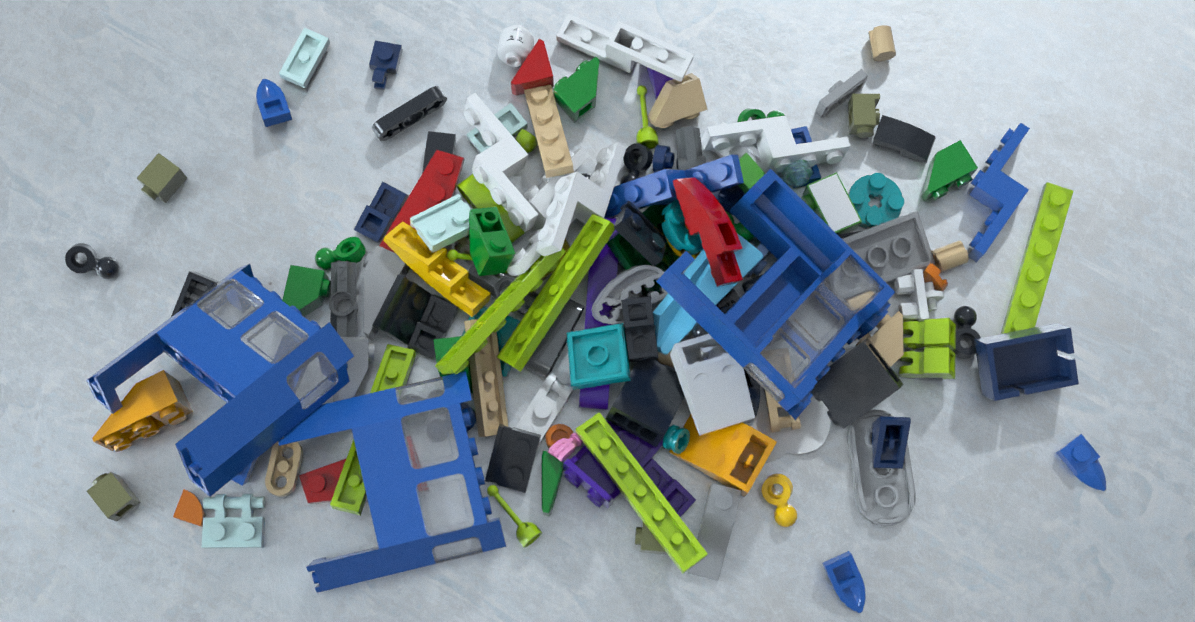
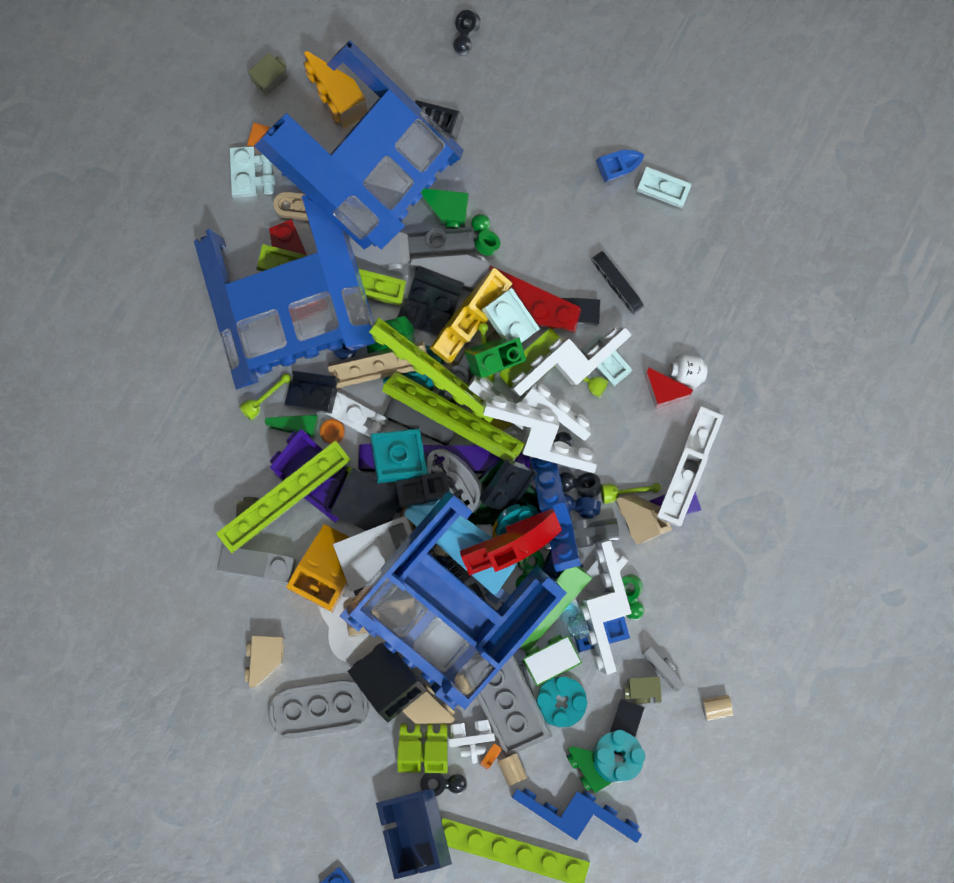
camera: 90 degrees right, 5 degrees up
(161, 178) = (542, 79): olive brick -> none
(381, 213) = (525, 267): dark blue slope -> none
(384, 60) = (668, 257): dark blue plate -> none
(548, 131) = (605, 403): tan plate -> none
(565, 447) = (320, 433): bright pink piece -> none
(579, 91) = (649, 432): green slope -> none
(671, 489) = (289, 524): dark purple slope -> none
(676, 439) = (332, 527): teal bush -> none
(784, 514) = (275, 625): yellow plate -> none
(825, 524) = (265, 659): none -> tan slope
(846, 580) = (219, 677): blue plate -> none
(889, 441) = (336, 711): dark blue slope -> none
(940, 126) = (604, 757): none -> teal plate

